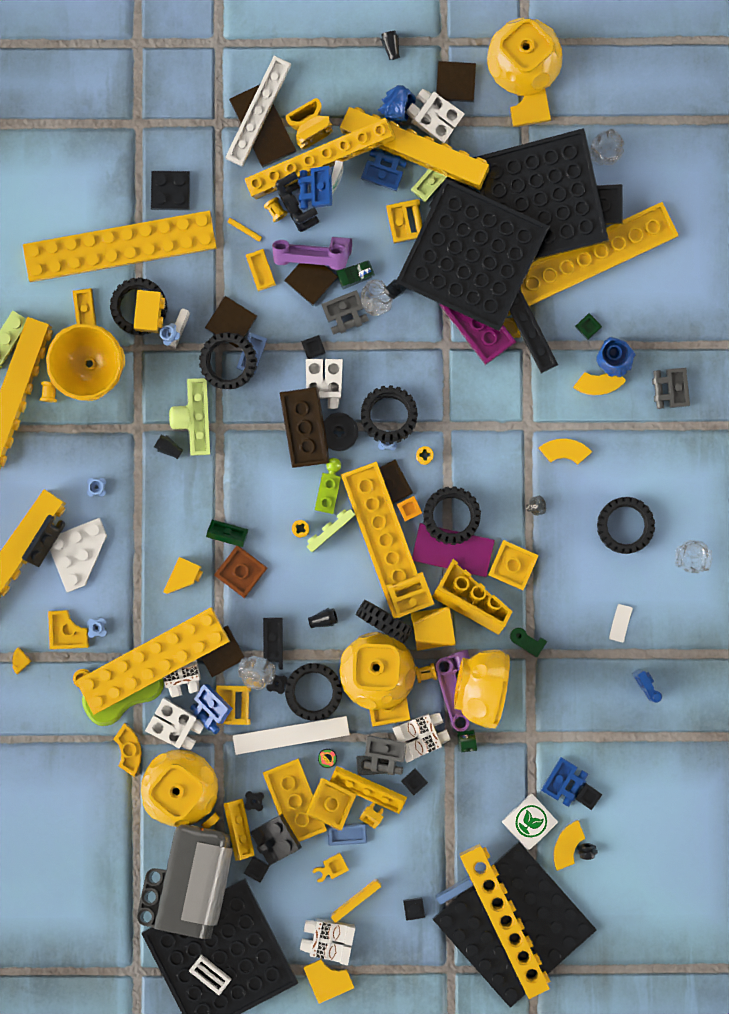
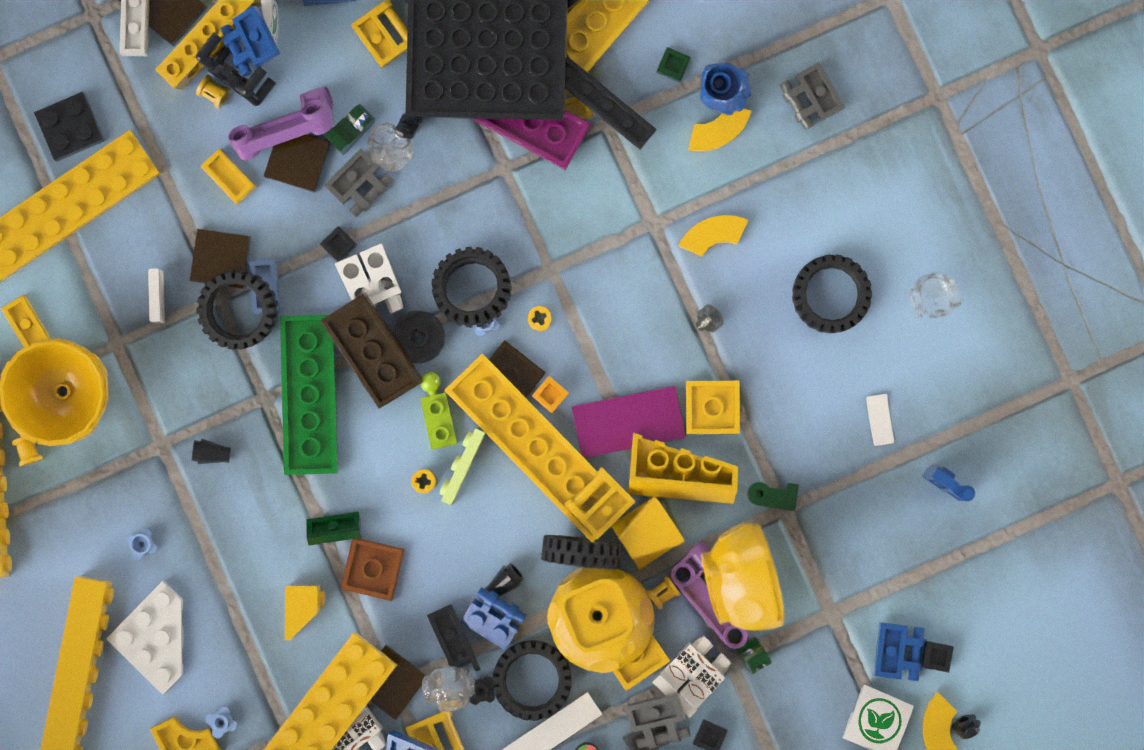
camera: 25 degrees left, 0 degrees up
(43, 541) = (103, 643): black hinge -> none
(118, 296) = (65, 276): black tyre -> none
(148, 311) = (108, 292): yellow brick -> none
(166, 330) = (141, 306): light blue plate -> none
(194, 417) = (226, 400): yellowish green plate -> none
(244, 229) = (185, 134): yellow piece -> none
(249, 439) = (308, 396): none -> green plate
(302, 641) = (490, 623): none -> plate
(452, 538) = (616, 349): black tyre -> none

